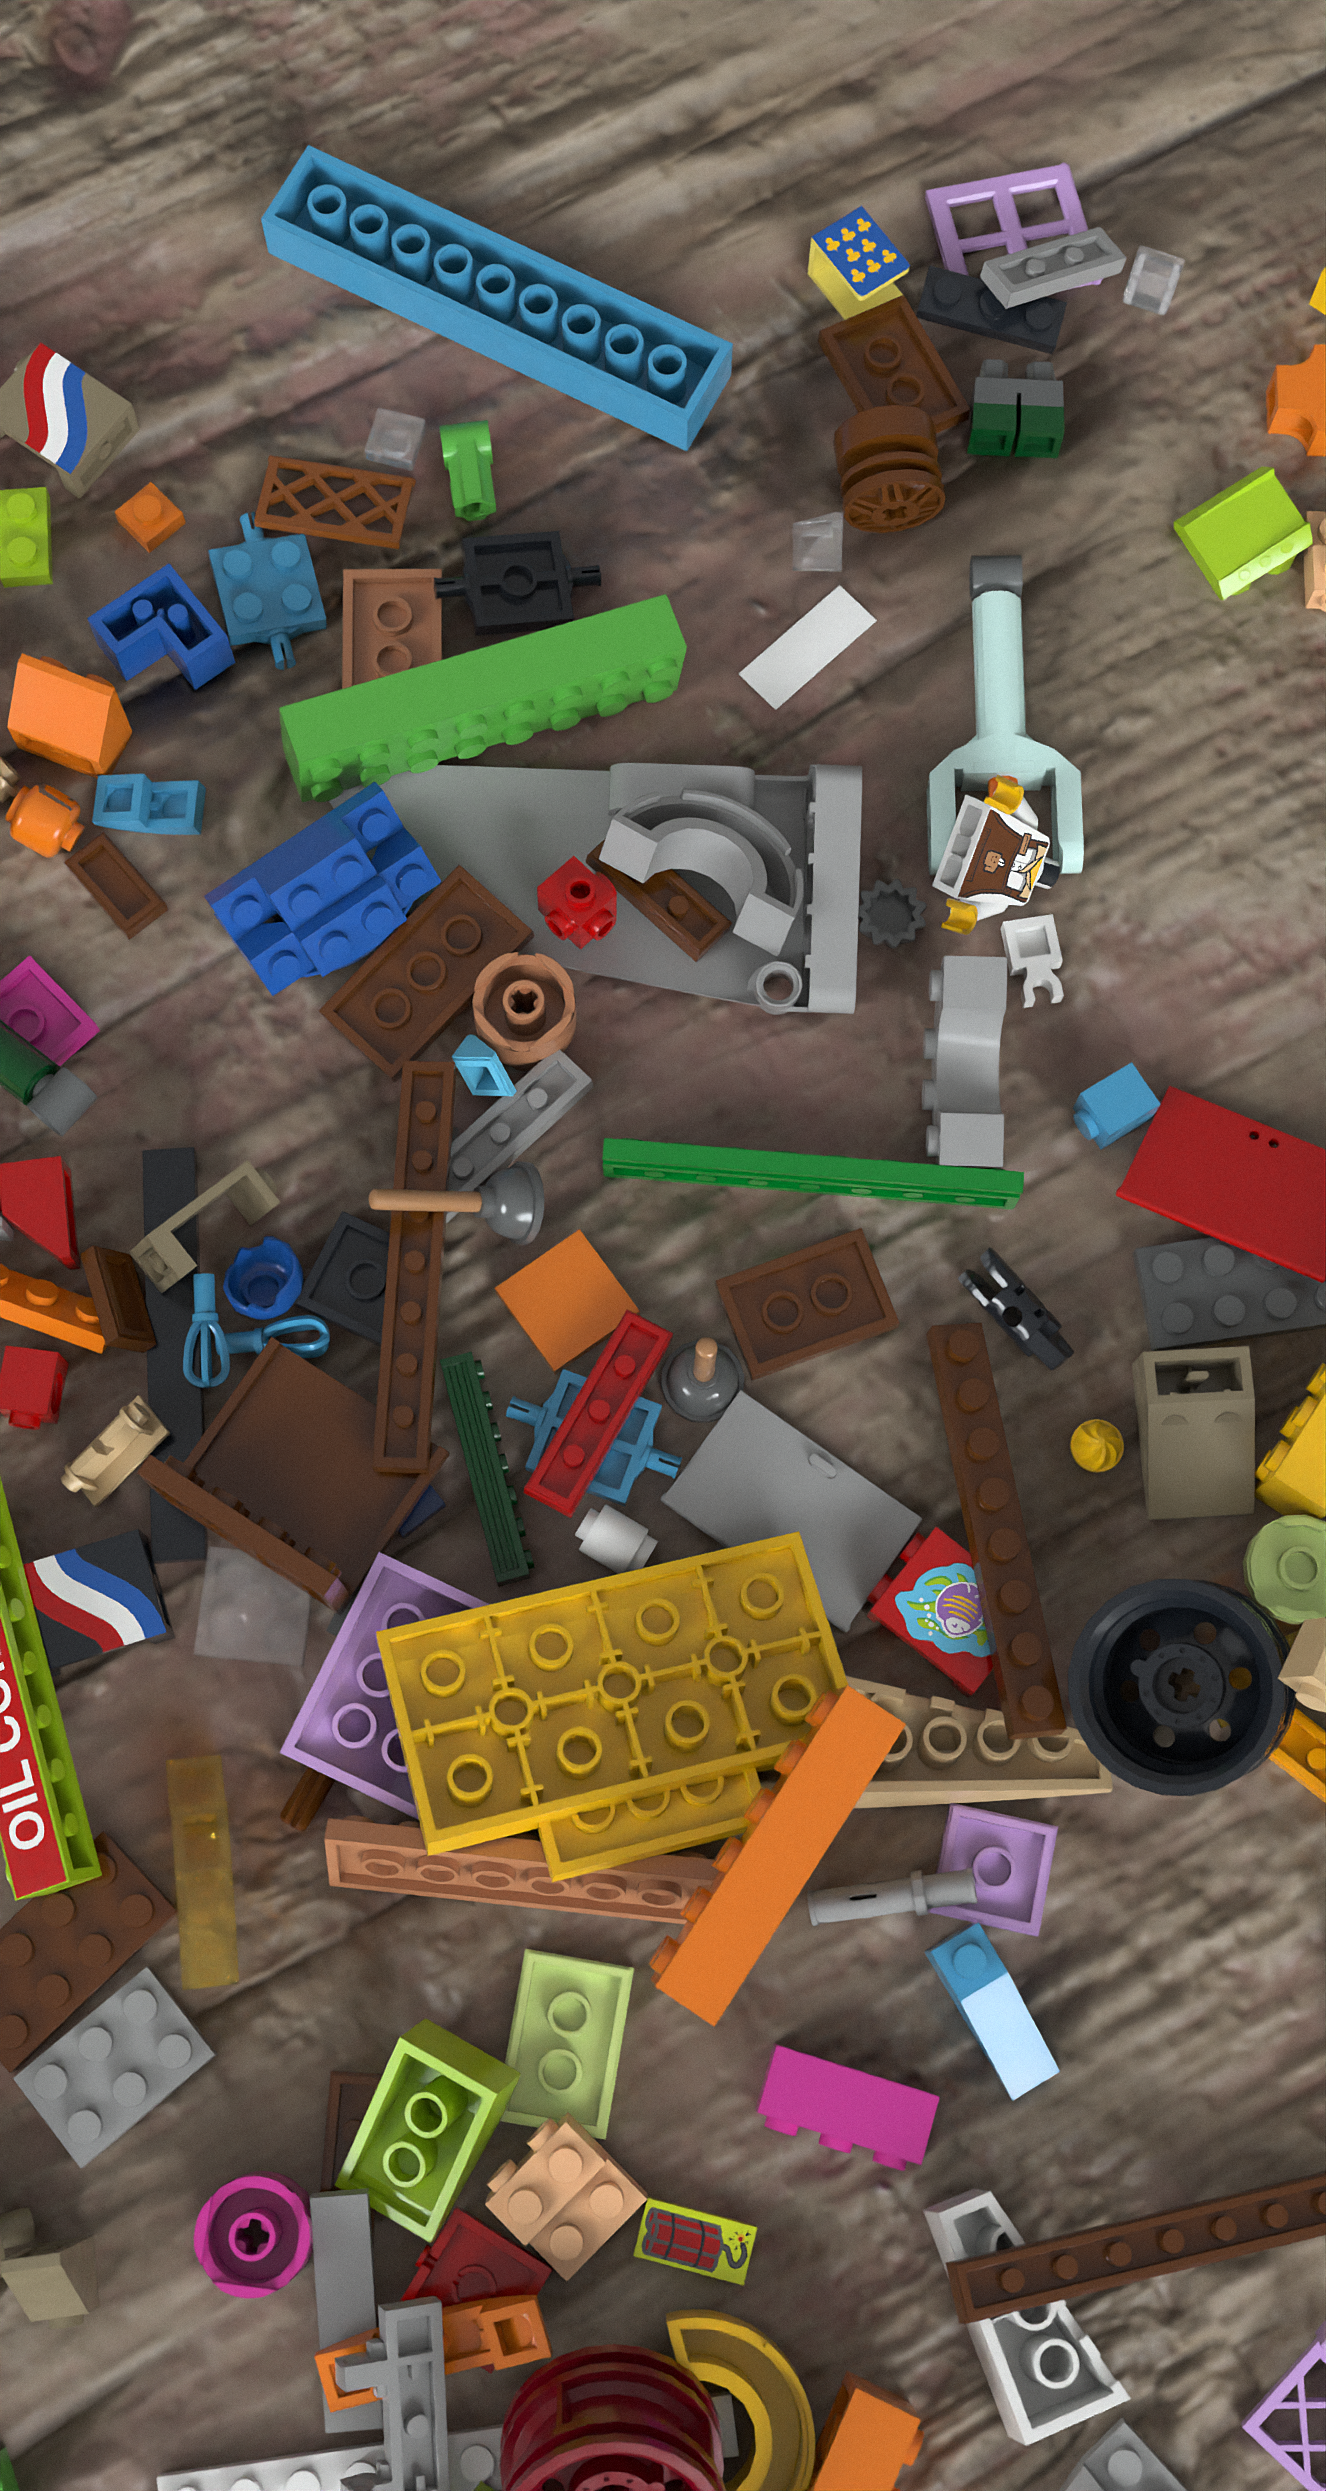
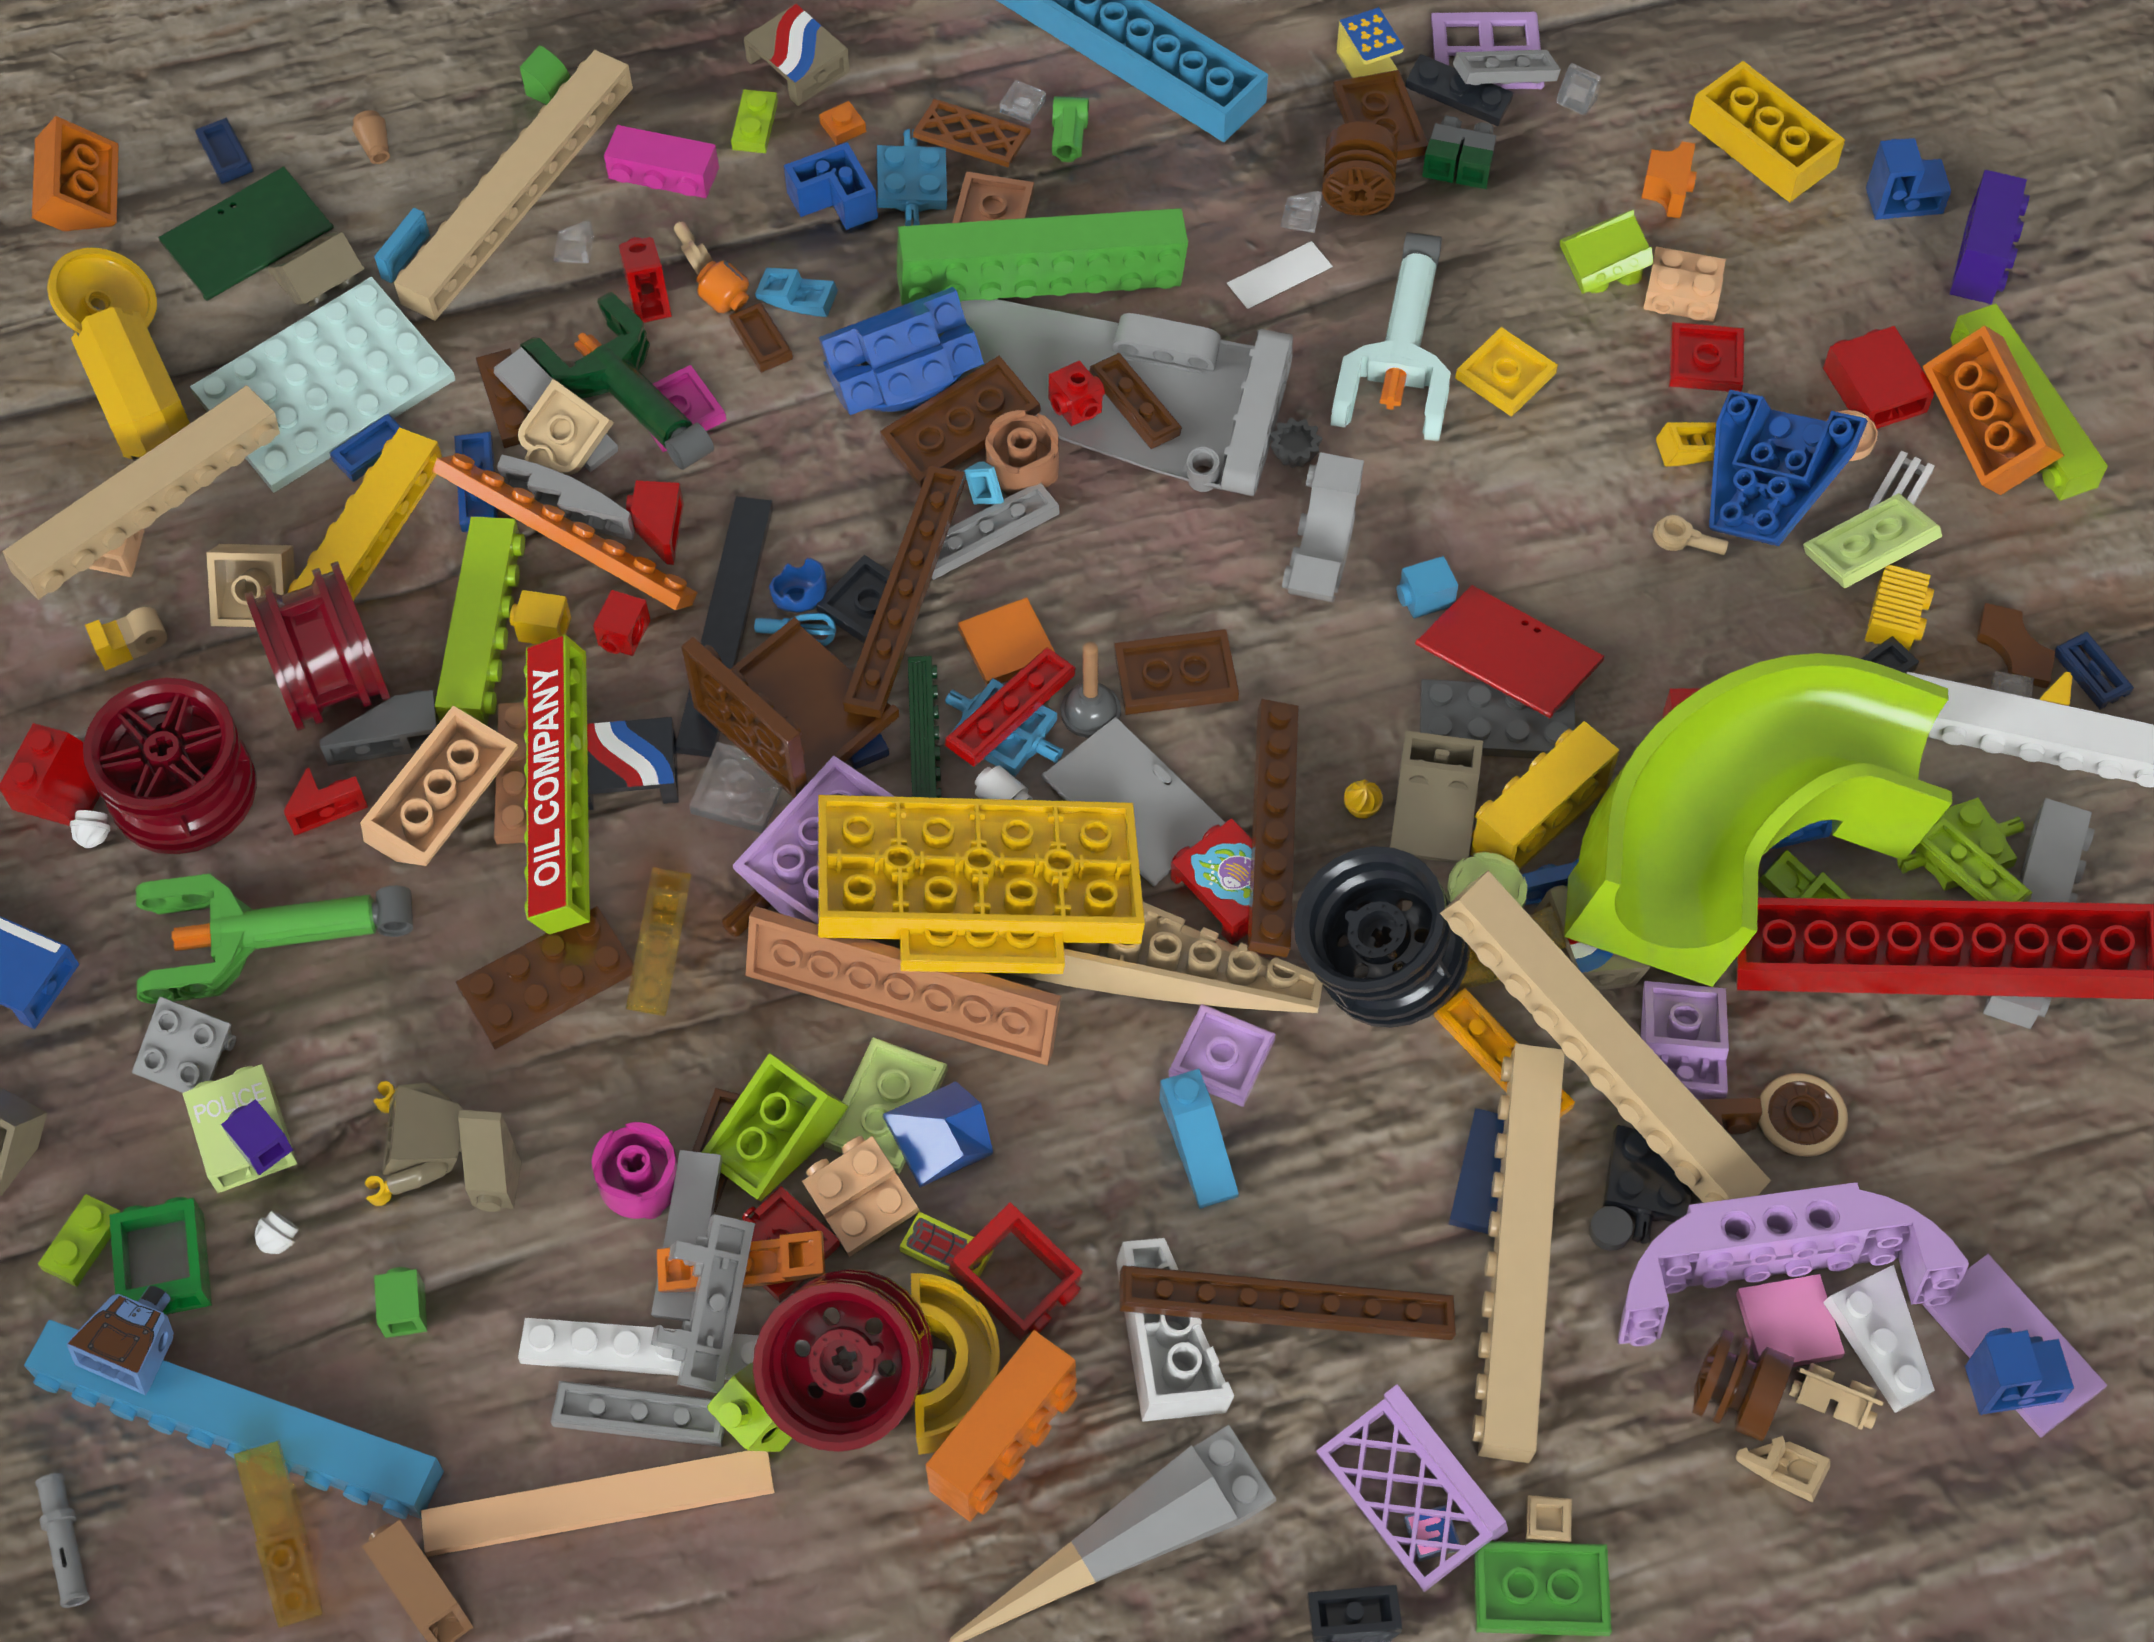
camera: 15 degrees right, 15 degrees down
(67, 717) = (754, 225): orange slope -> none
(115, 1452) = (657, 680): tan hinge -> none
(115, 2066) = (566, 1057): light grey plate -> none
(118, 1299) = (695, 579): reddish brown tile -> none
(162, 1254) = (738, 535): dark tan panel -> none
(204, 1319) = (751, 603): dark azure piece -> none
(508, 1202) = (979, 566): dark grey piece -> none
(516, 582) = (1083, 192): black plate -> none
(649, 2078) = (940, 1132): none -> blue slope
(717, 840) = (1176, 366): light grey brick -> none
(750, 2239) = (1014, 1221): none -> red window
(776, 1852) = (1059, 965): orange brick -> none
(811, 1173) = (1199, 588): green plate -> none
(846, 2107) = (1076, 1178): dark pink brick -> none
(892, 1896) = (1143, 1051): light grey pin -> none
(993, 857) = (1376, 411): torso -> none
(1033, 951) = (1392, 485): white plate -> none
(1036, 1329) = (1327, 703): black hinge -> none
(1148, 747) = (1506, 371): none -> yellow plate

